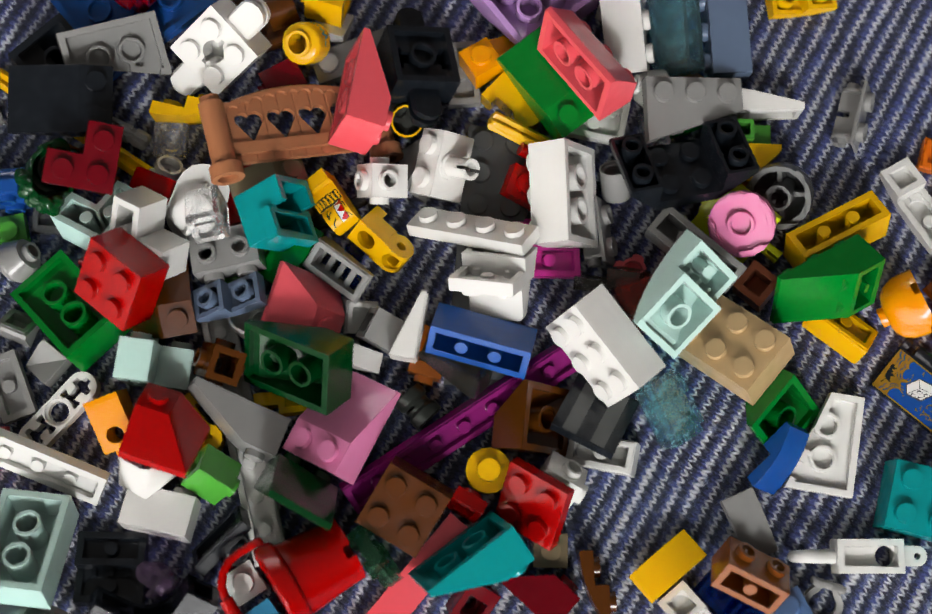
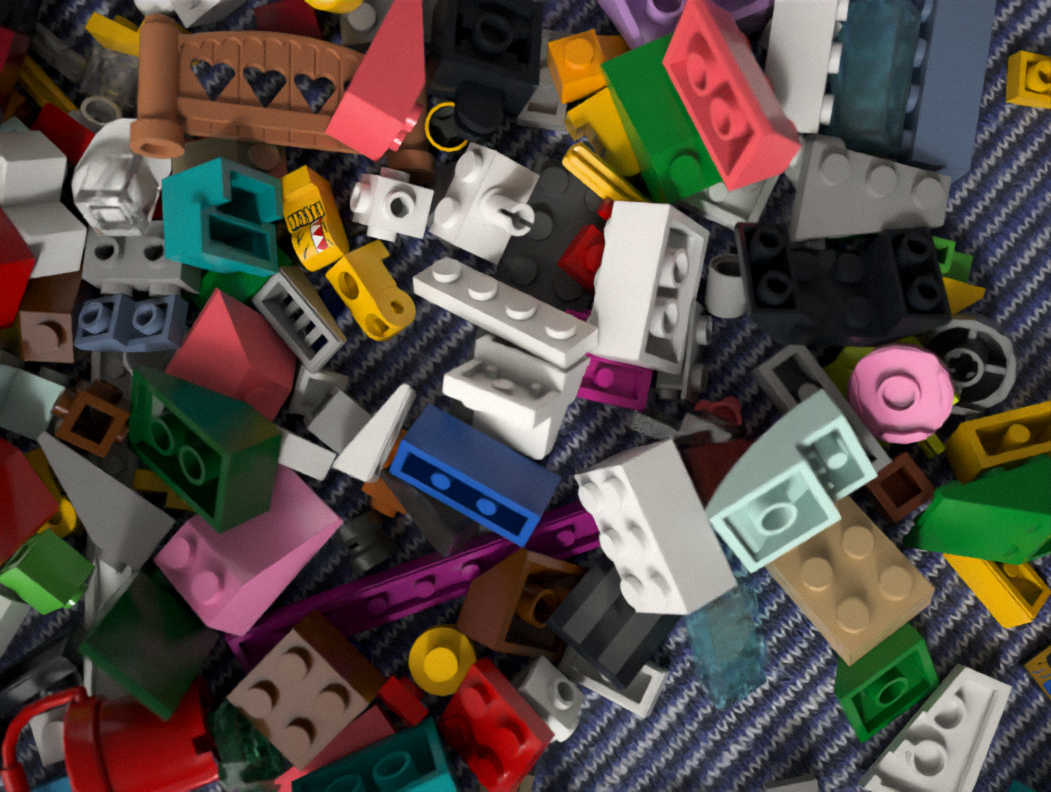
camera: 15 degrees right, 5 degrees up
(767, 106) = (980, 229): white slope -> none
(785, 451) = (877, 740): blue slope -> none

